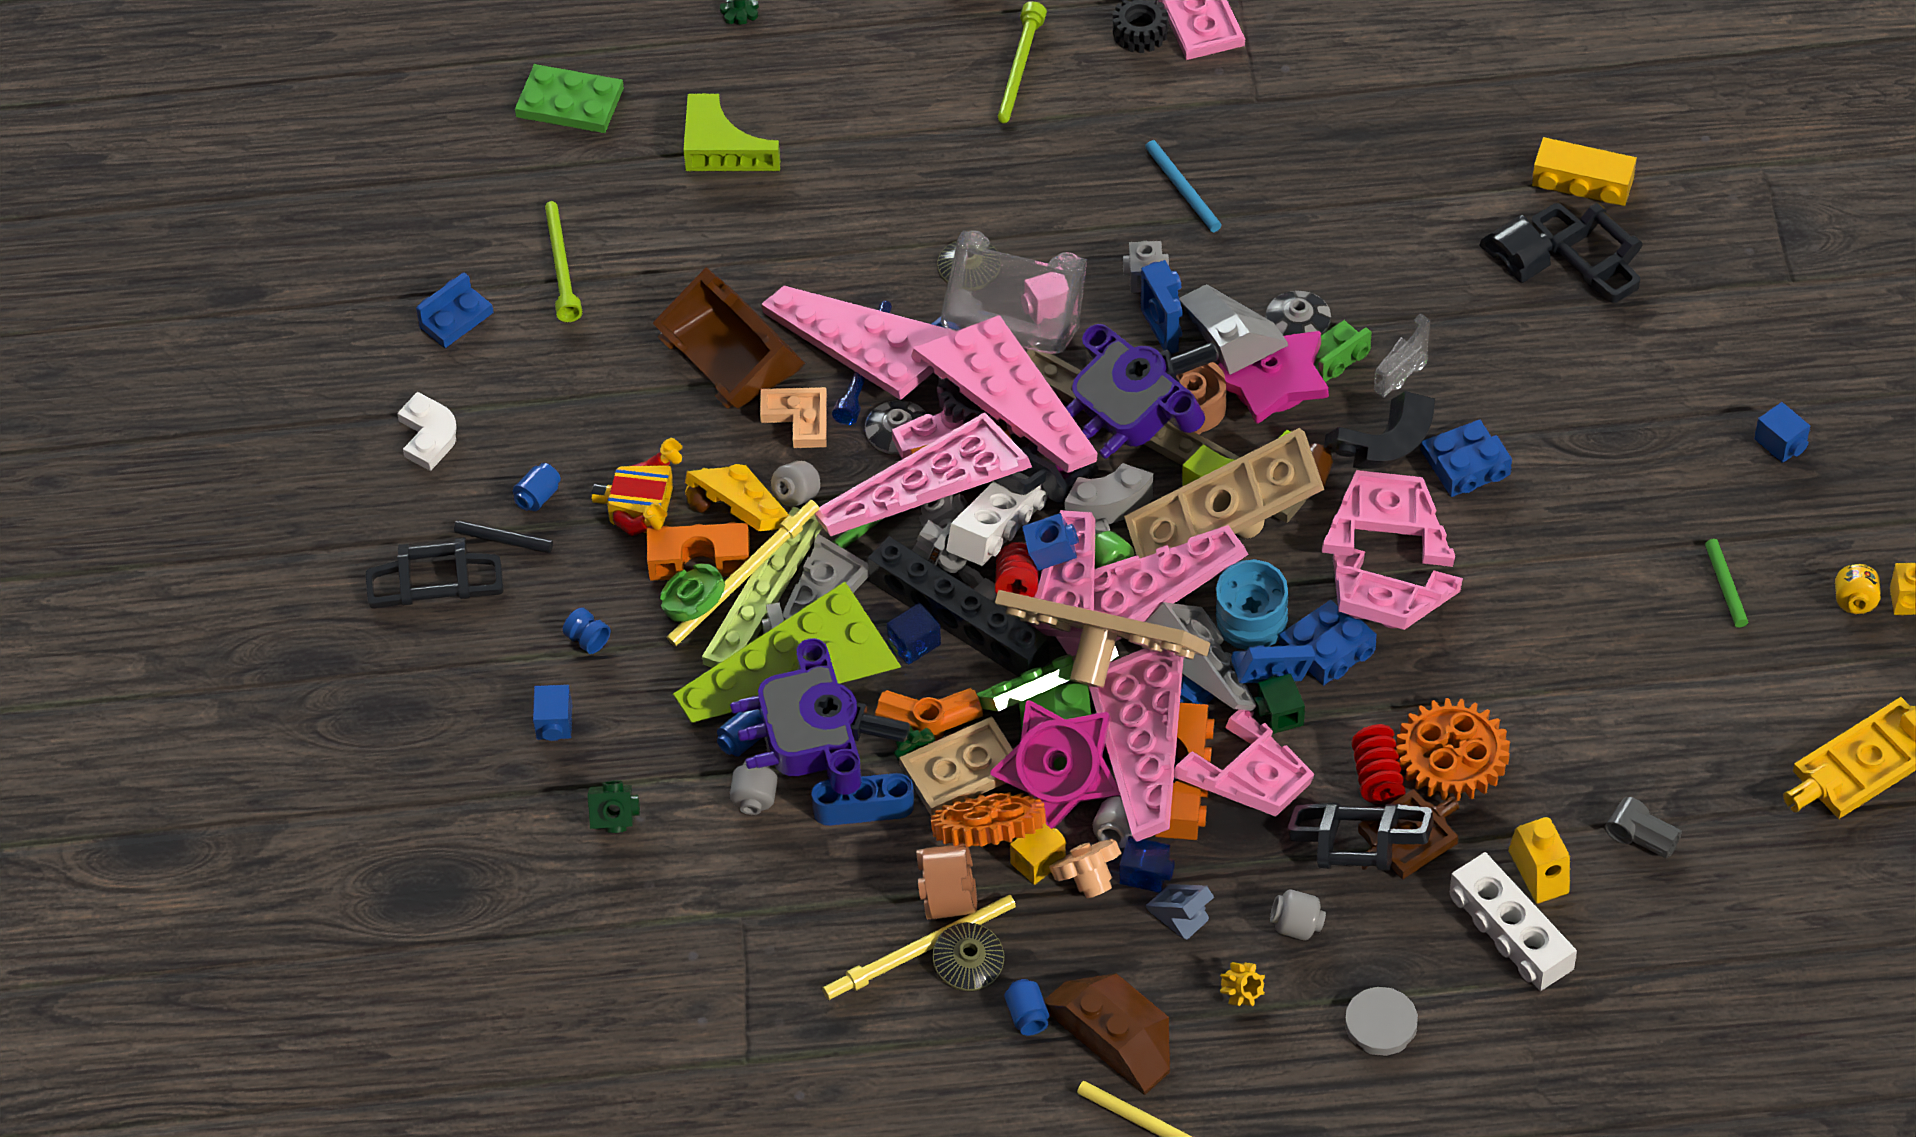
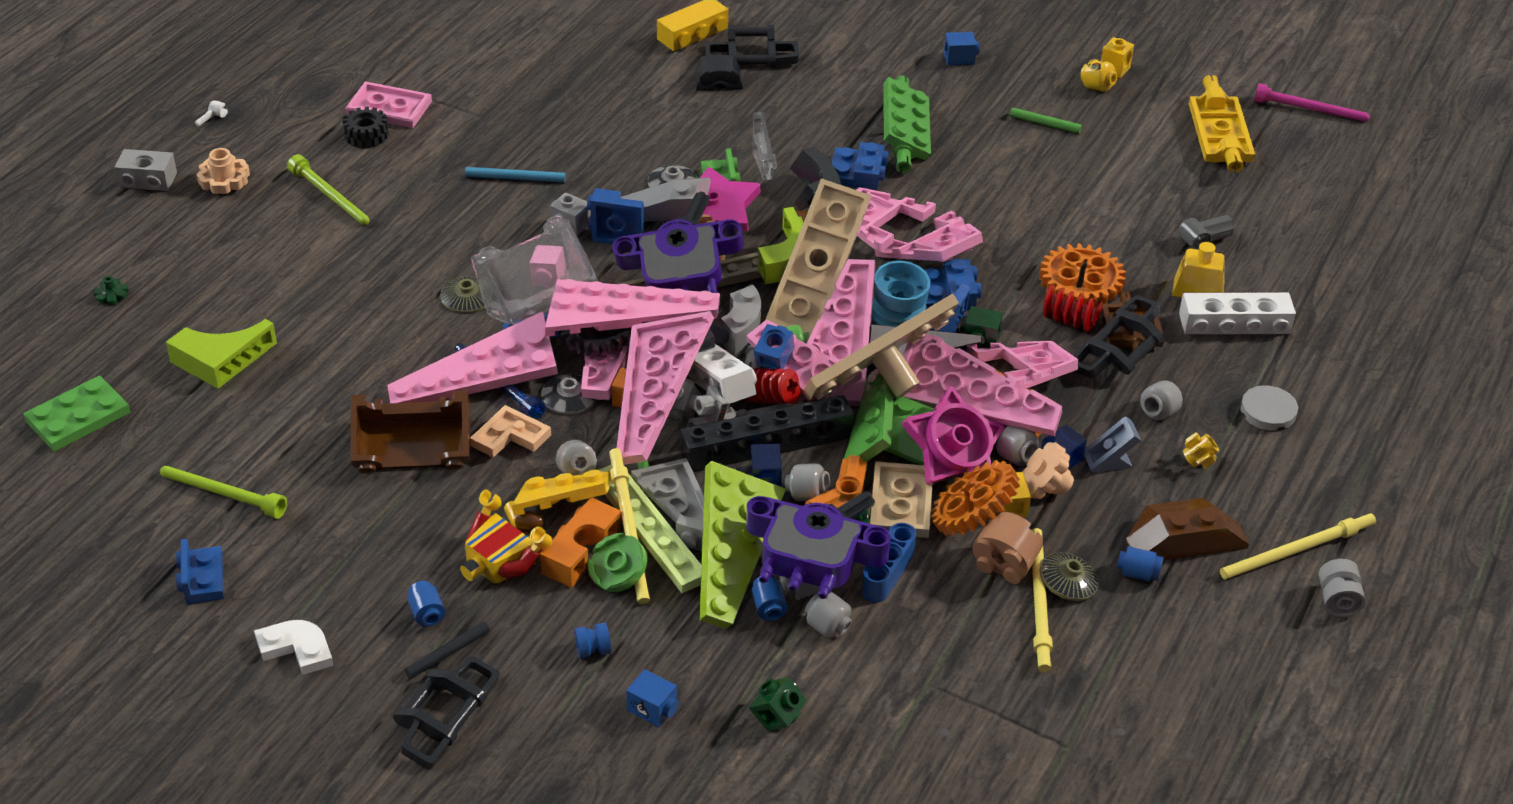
camera: 60 degrees left, 10 degrees down
(918, 677) = (807, 481): none -> light grey head
(1585, 454) = (906, 122): none -> bright green plate

